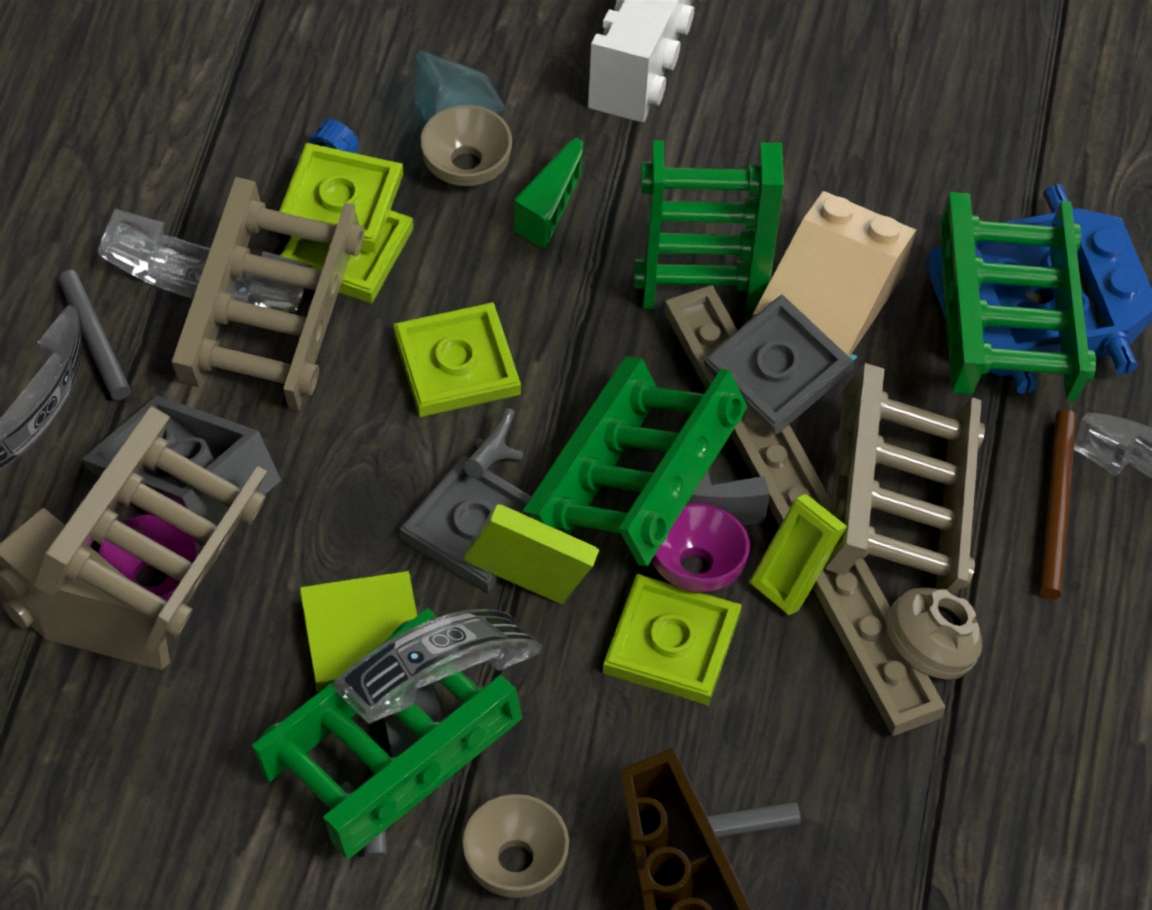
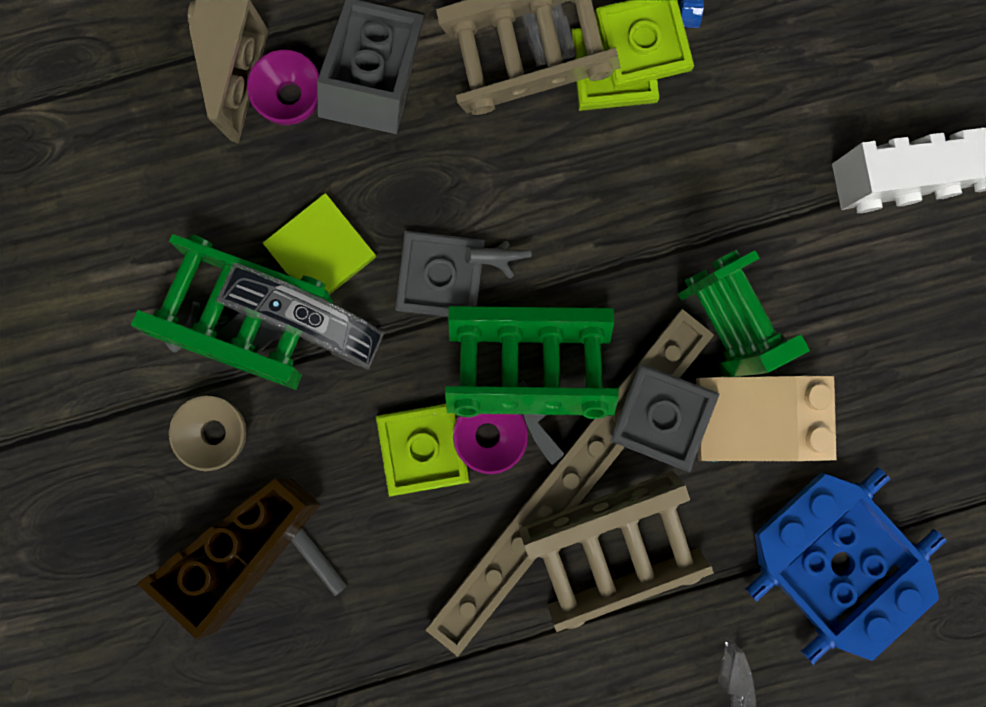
camera: 65 degrees right, 30 degrees up
(124, 485) = (243, 38): dark tan fence -> none
(449, 84) = (784, 66): clear light blue slope -> none
(456, 359) = (562, 192): lime tile -> none
(466, 131) = (747, 84): dark tan piece -> none
(530, 554) = (408, 333): lime tile -> none
(546, 197) = (724, 180): green slope -> none
(797, 554) = (515, 507): lime tile -> none
(928, 638) = (505, 611): dark tan piece -> none
(969, 314) = (775, 538): green fence -> none
(1058, 505) = (670, 654): reddish brown bar -> none

